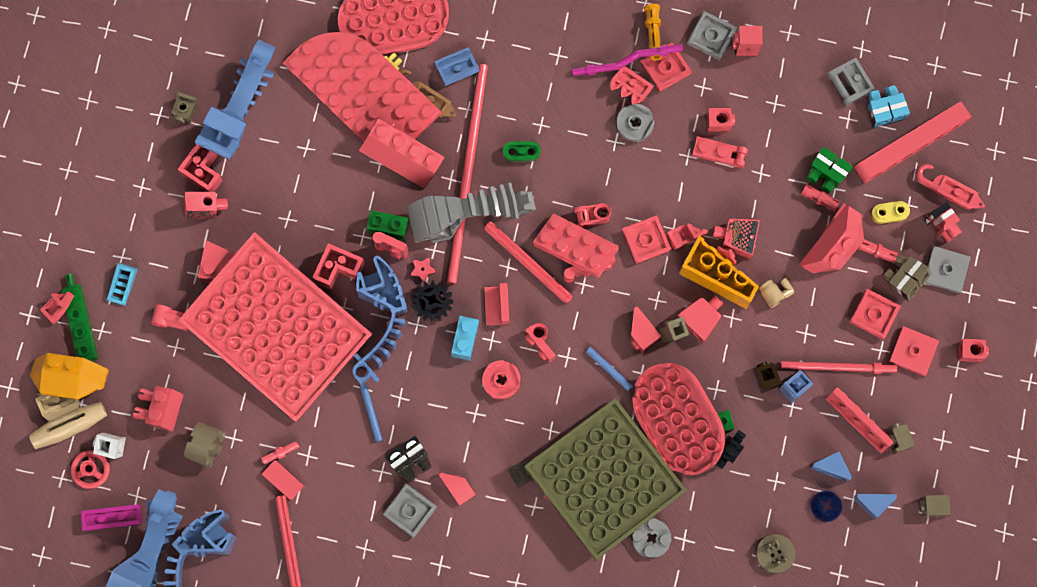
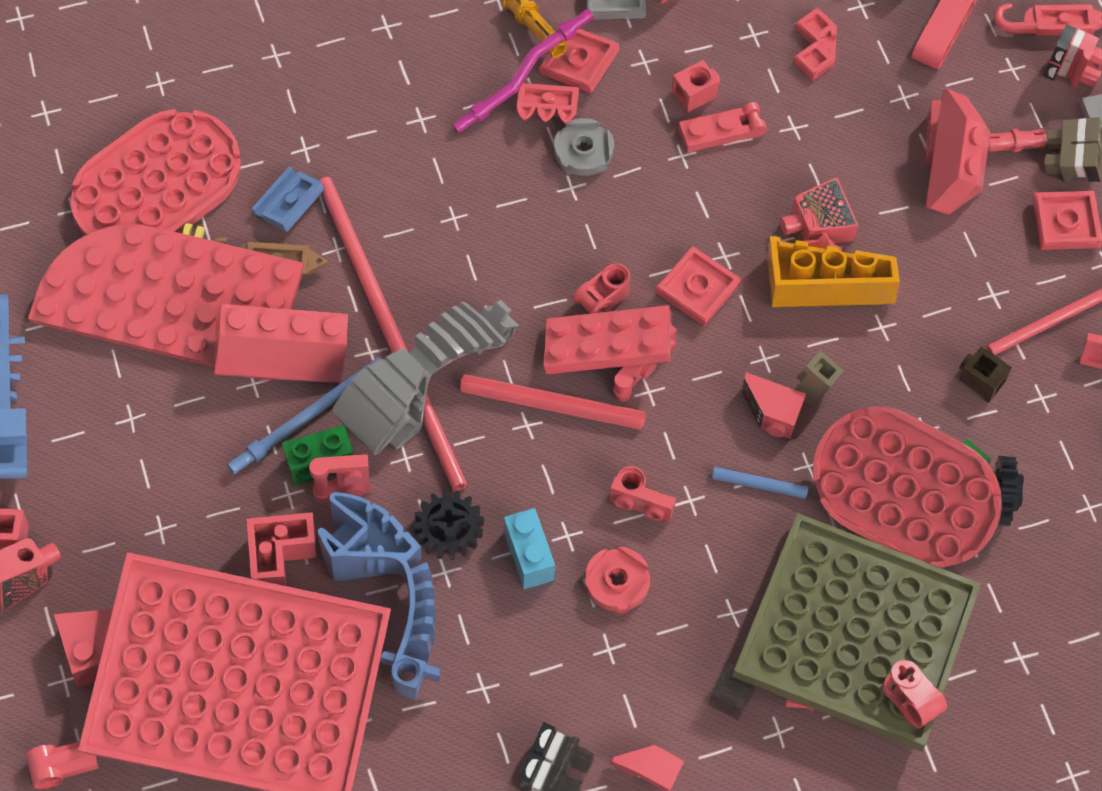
camera: 30 degrees left, 15 degrees down
(359, 203) = (258, 449): none -> medium blue bar
(371, 413) = (454, 733): medium blue piece -> none
(422, 274) = (406, 498): coral plate -> none
(496, 305) = (546, 480): coral panel -> none
(521, 149) = (447, 261): green plate -> none
(606, 534) = (914, 696): none -> coral piece
(651, 550) = (989, 668): light grey plate -> none
(684, 235) = (746, 254): coral slope -> none
(702, 317) = (845, 343): coral torso -> none
(773, 294) = (916, 264): tan piece -> none
(795, 386) = (1030, 369): medium blue slope -> none
(804, 137) = (821, 53): none -> coral tile
(820, 197) = (894, 115): coral pin -> none
(832, 177) = (881, 76): green hips -> none
(891, 212) = (998, 86): light yellow plate -> none

